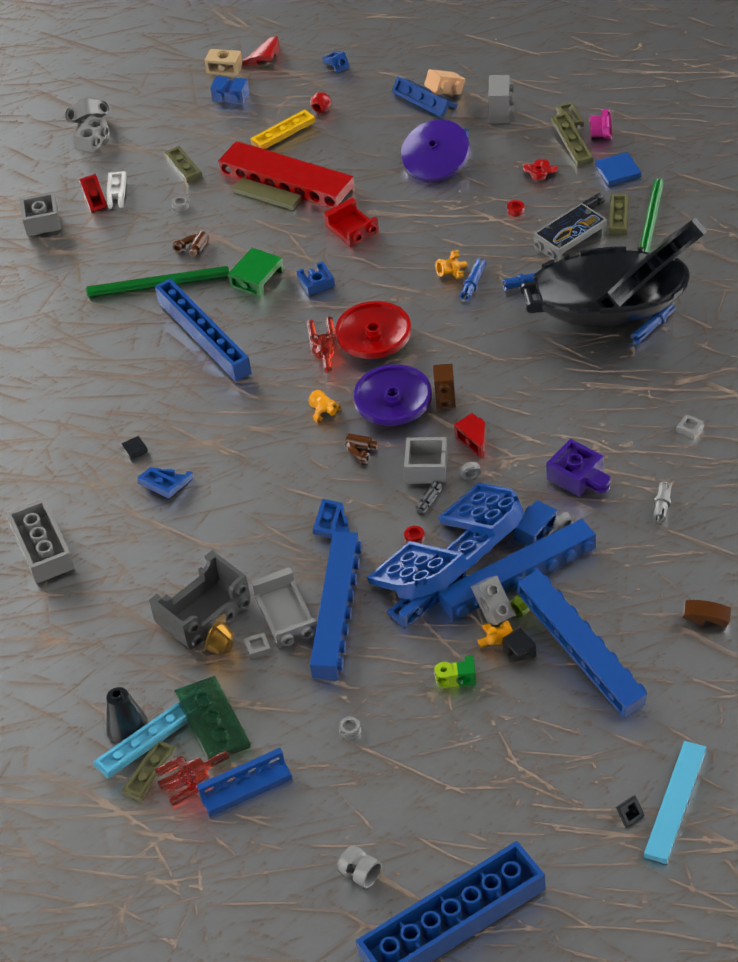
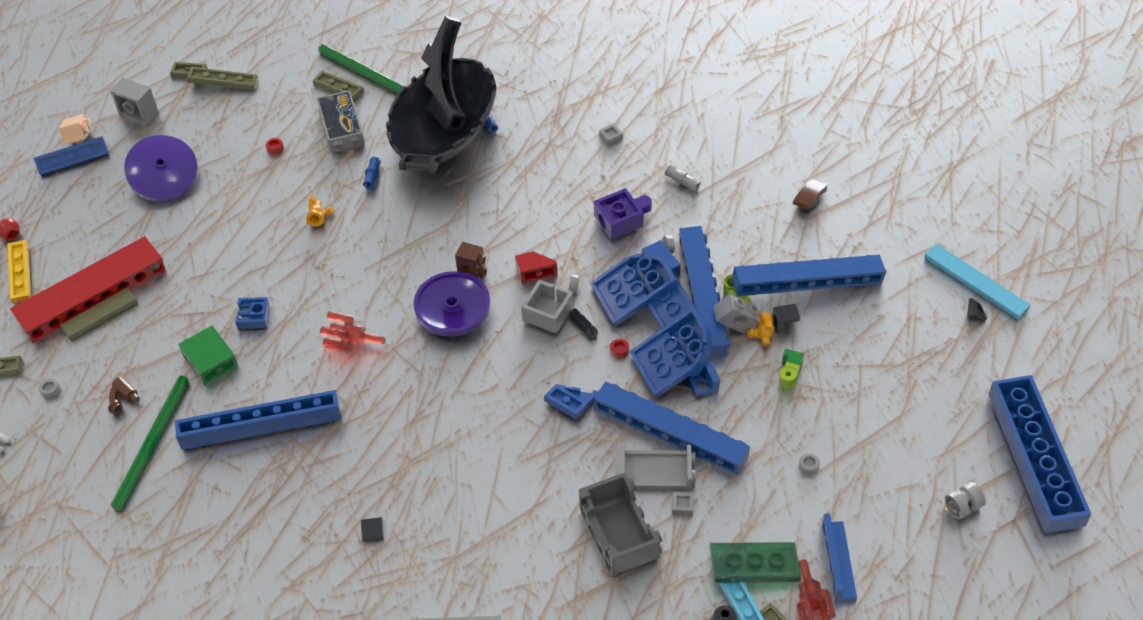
camera: 70 degrees left, 5 degrees up
(164, 480) = (436, 515): blue wing -> none
(220, 637) = (668, 523): pearl gold piece -> none
(322, 403) = (425, 359): light orange piece -> none
(350, 223) = (200, 264): red panel -> none
(361, 442) = (485, 351): reddish brown plant -> none
(373, 329) = (360, 289): red dish -> none
(470, 283) = (348, 206): blue pin -> none
(539, 169) = (240, 112): red plate -> none
(594, 201) = (311, 98): black axle -> none
(601, 125) = (227, 53): dark pink piece -> none
(618, 169) = (283, 66): blue tile -> none

